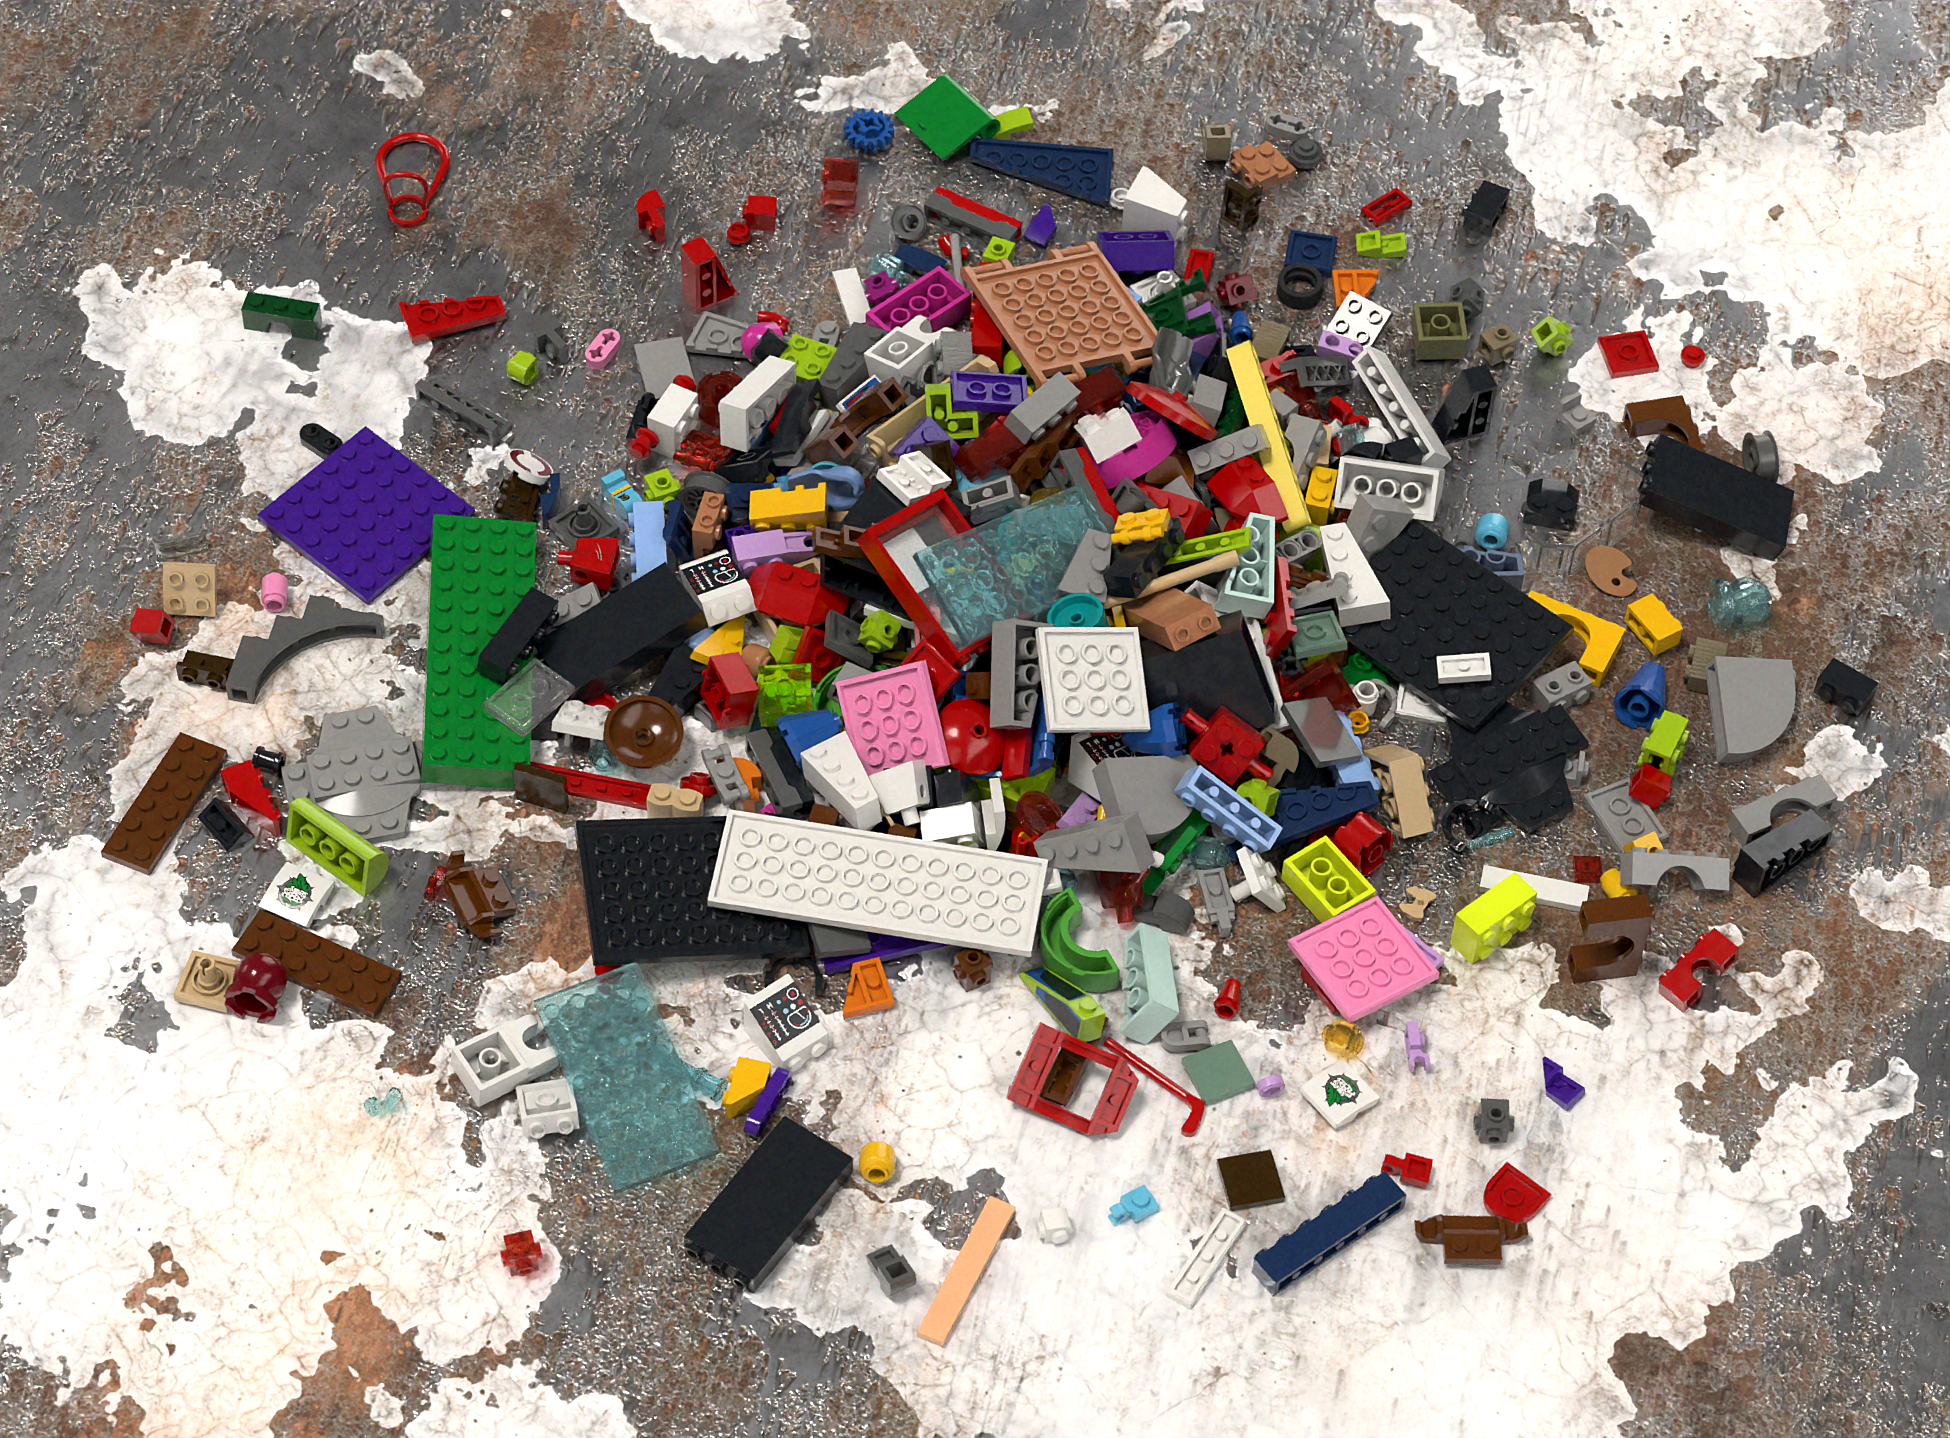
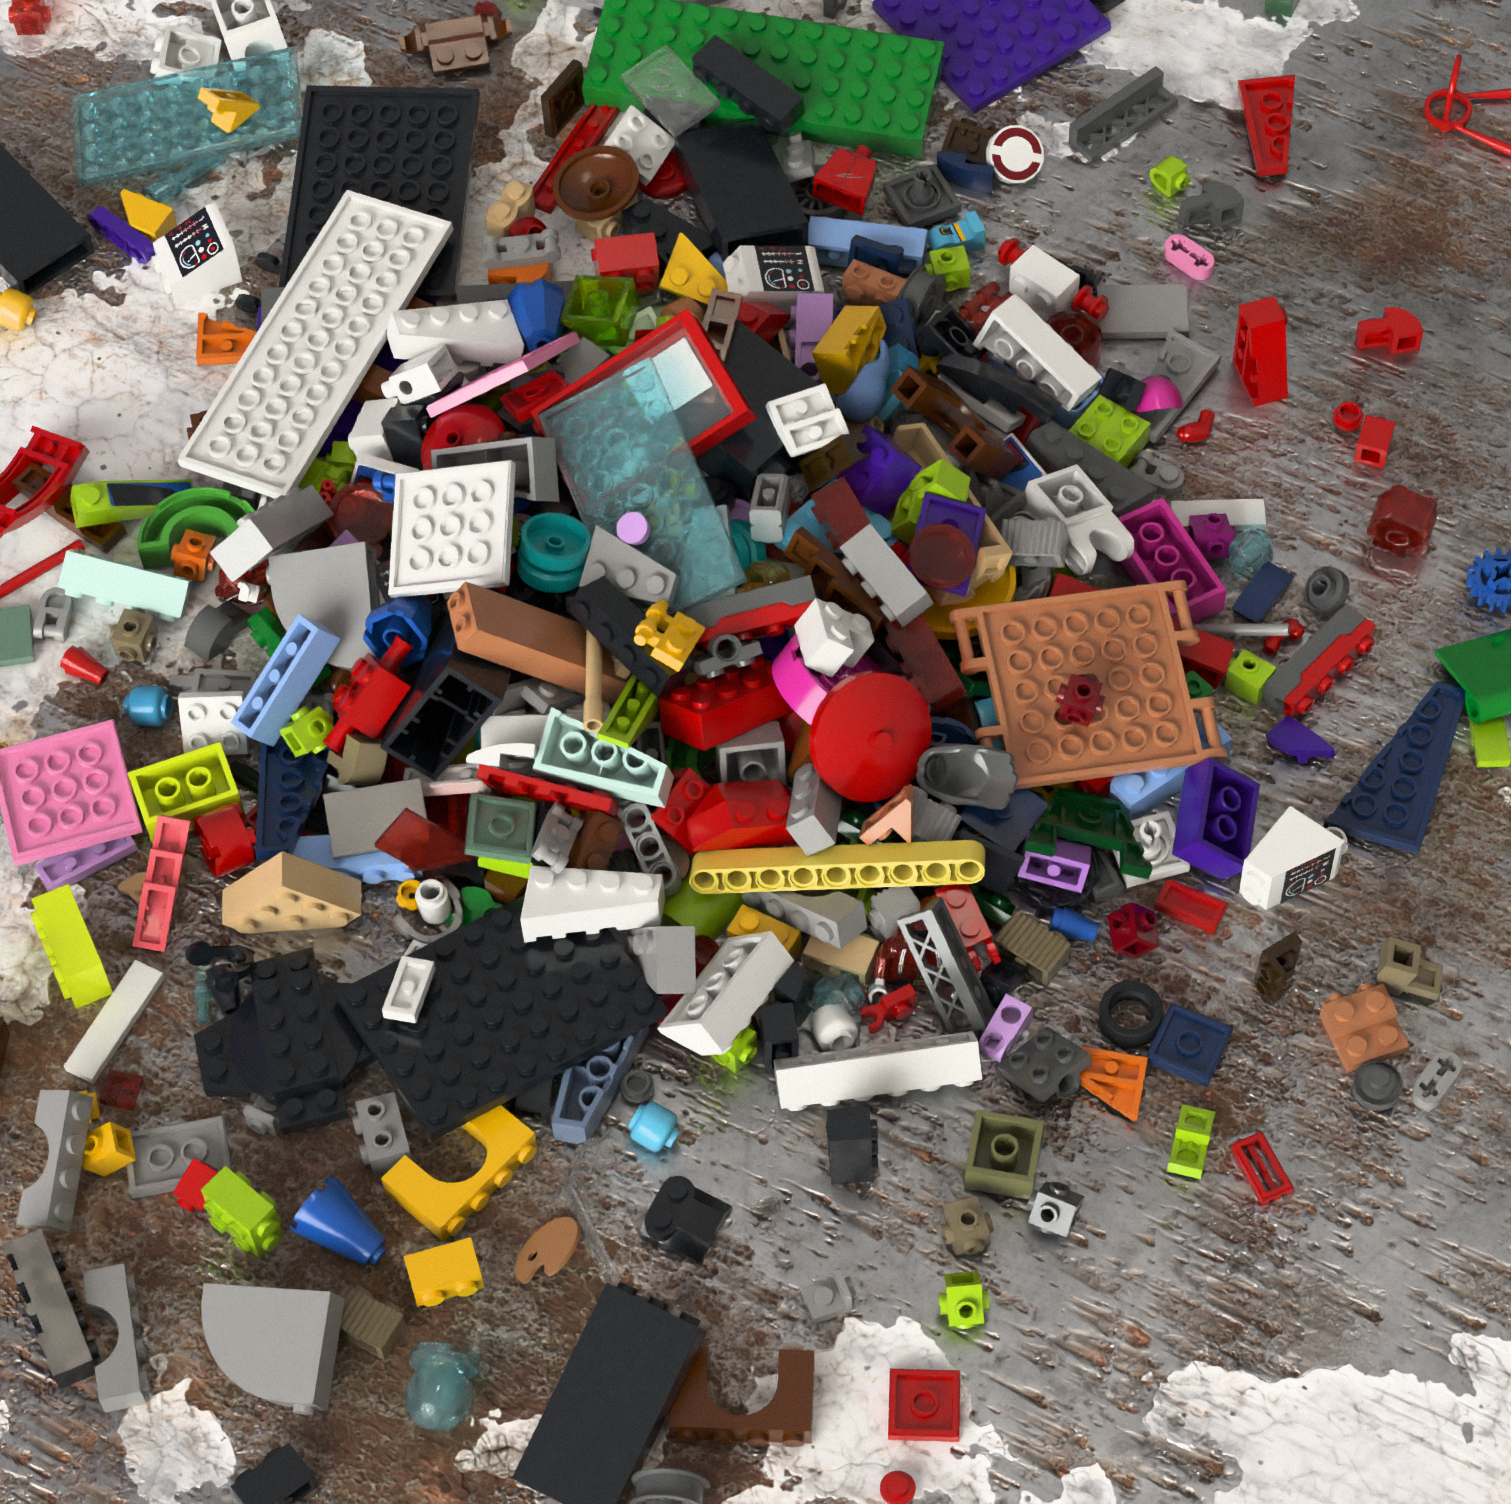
camera: 110 degrees right, 5 degrees up
(626, 1023) = (228, 107): none -> yellow slope
(1010, 382) = (942, 555): none -> clear red piece
(1055, 562) = (633, 529): none -> lavender tile
(1093, 303) = (1080, 699): none -> dark red brick
(1102, 937) = (193, 555): none -> orange brick
(1193, 964) = (134, 635): none -> dark tan brick
(1227, 397) = (896, 815): none -> slope
(1254, 936) = (148, 705): none -> dark azure head
(1266, 627) = (499, 755): none -> white slope
(1417, 878) = (161, 883): none -> coral slope
(1485, 208) = (1228, 1290): black brick -> none

